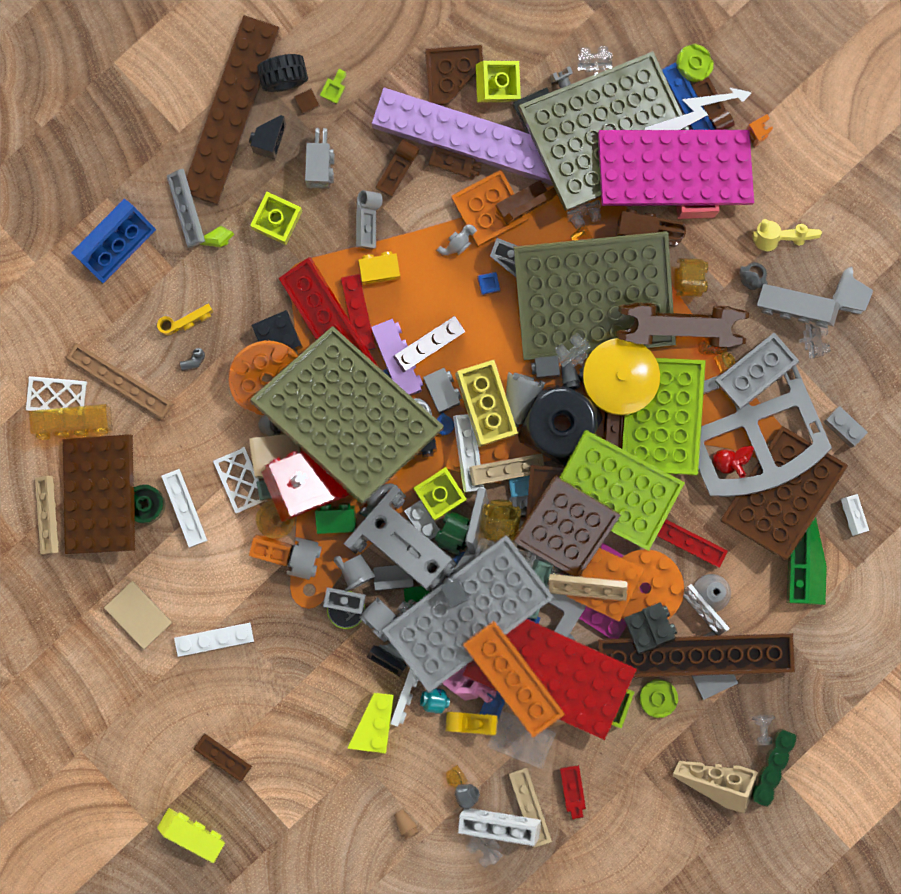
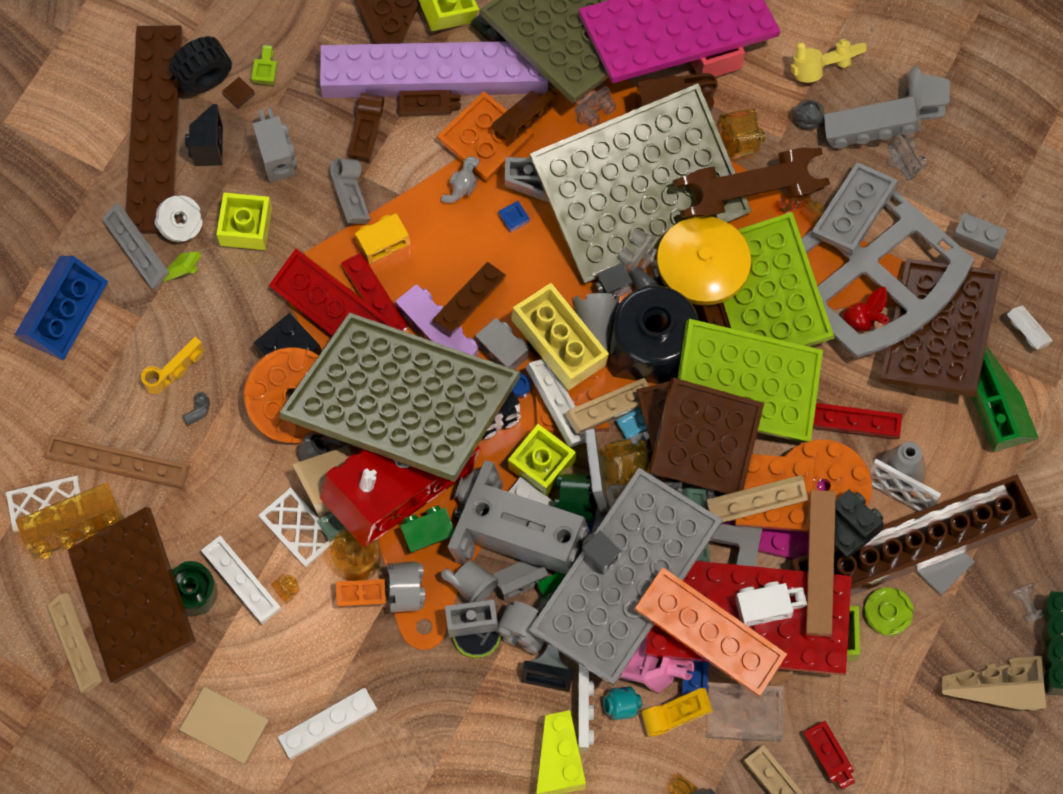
camera: 15 degrees left, 15 degrees down
(215, 196) = (166, 222): none -> white plate
(216, 525) = (286, 587): none -> clear yellow plate
(564, 671) = (768, 603): none -> white brick
(616, 652) = (820, 563): none -> medium nougat tile

